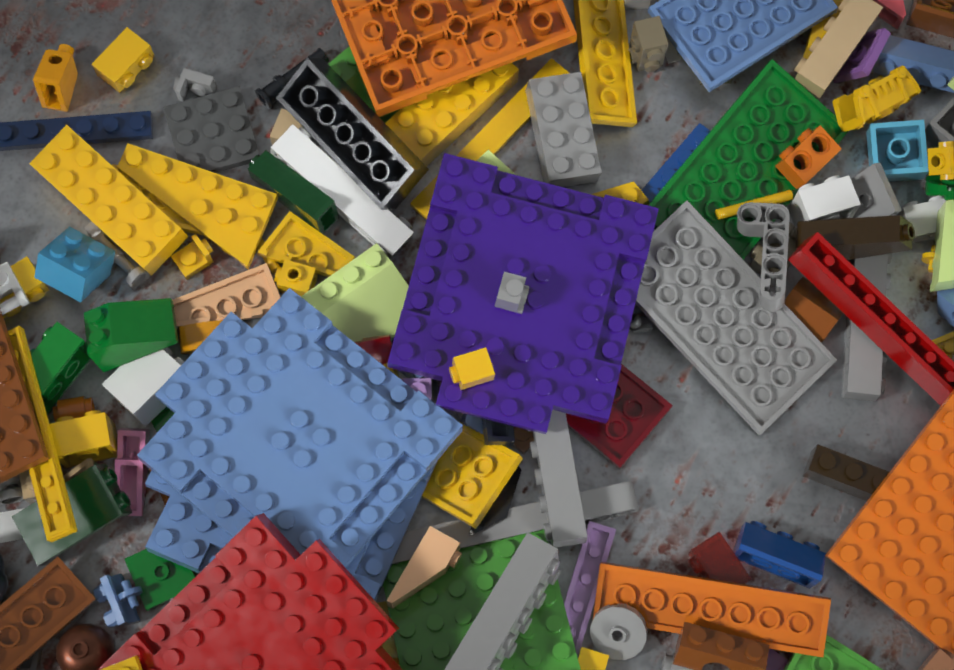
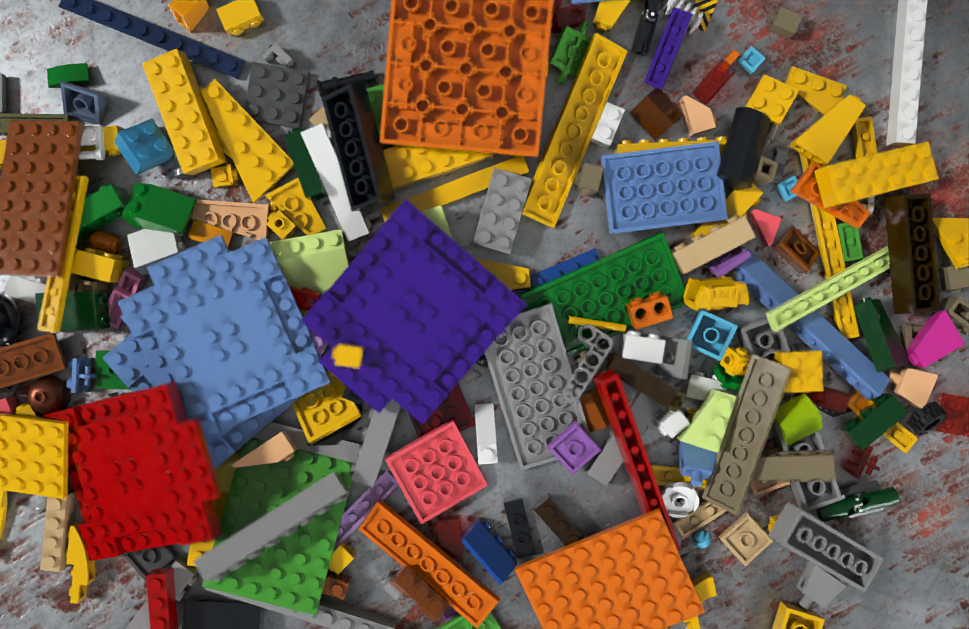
camera: 30 degrees right, 15 degrees up
(512, 293) = (398, 318): light grey brick -> none
(622, 619) = (368, 545): light grey plate -> none
(655, 485) = (436, 471): none -> coral plate
(692, 411) = (486, 433): none -> white slope
(801, 511) = (519, 528): none -> black plate
(812, 367) = (574, 447): none -> medium lavender plate
(912, 275) = (671, 423): none -> white brick

